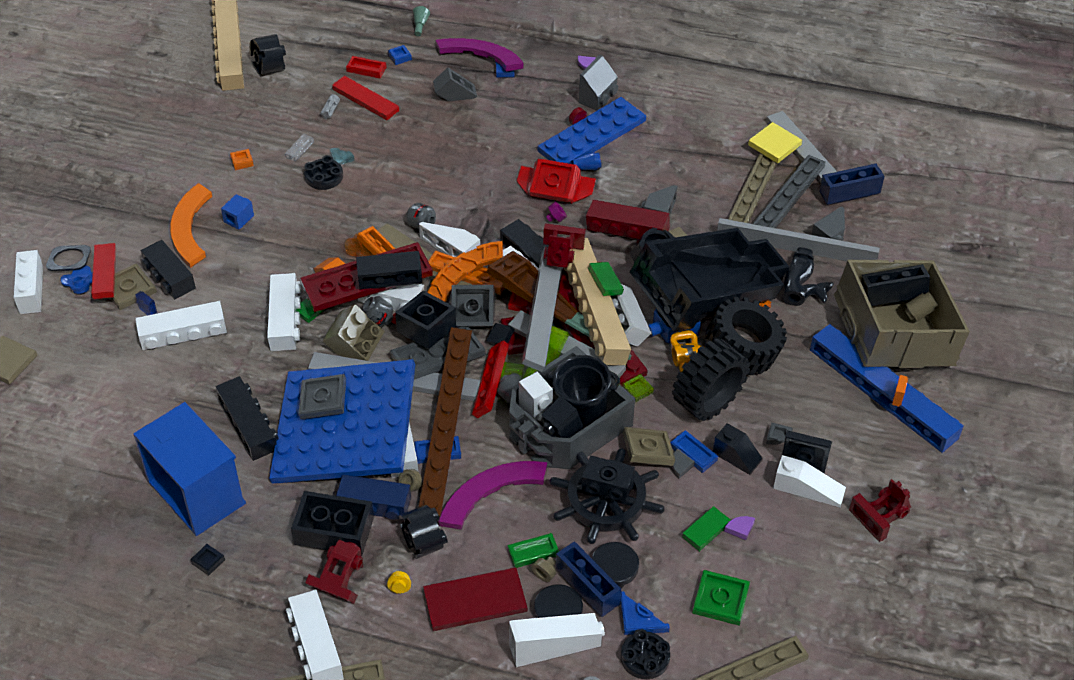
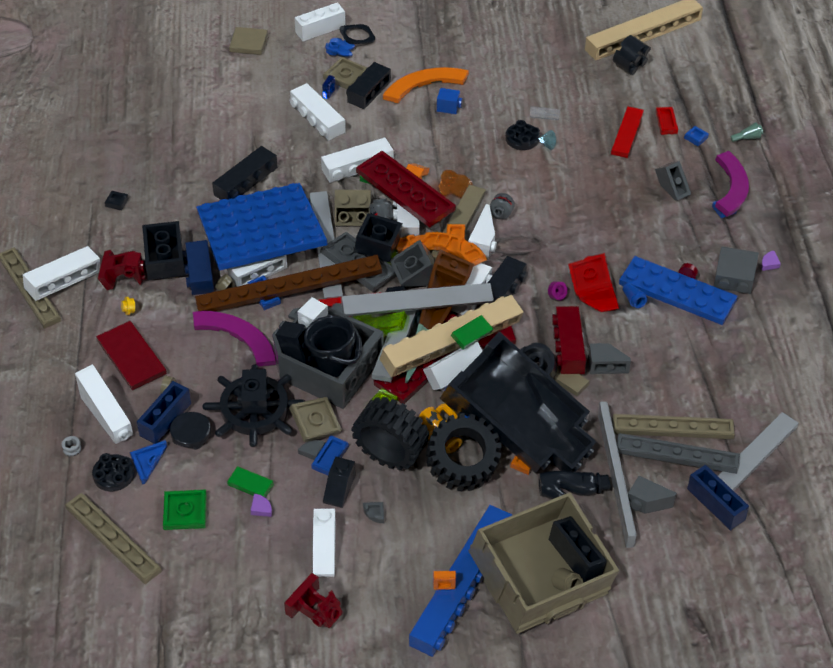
camera: 70 degrees right, 0 degrees up
(104, 271) = (349, 53): red tile -> none
(190, 468) = (170, 153): blue piece -> none
(241, 159) = (511, 85): orange tile -> none
(322, 396) = (273, 203): dark grey tile -> none
(330, 106) = (601, 114): light grey piece -> none
(373, 245) = (462, 177): orange tile -> none
(389, 270) = (408, 193): black brick -> none
(422, 531) = (171, 300): black brick -> none
(530, 550) = (188, 377): green tile -> none
(558, 601) = (135, 402): black tile -> none
(560, 249) = (498, 289): dark red tile -> none
(775, 142) = (743, 424): light yellow tile -> none
(807, 449) = (348, 527): black tile -> none

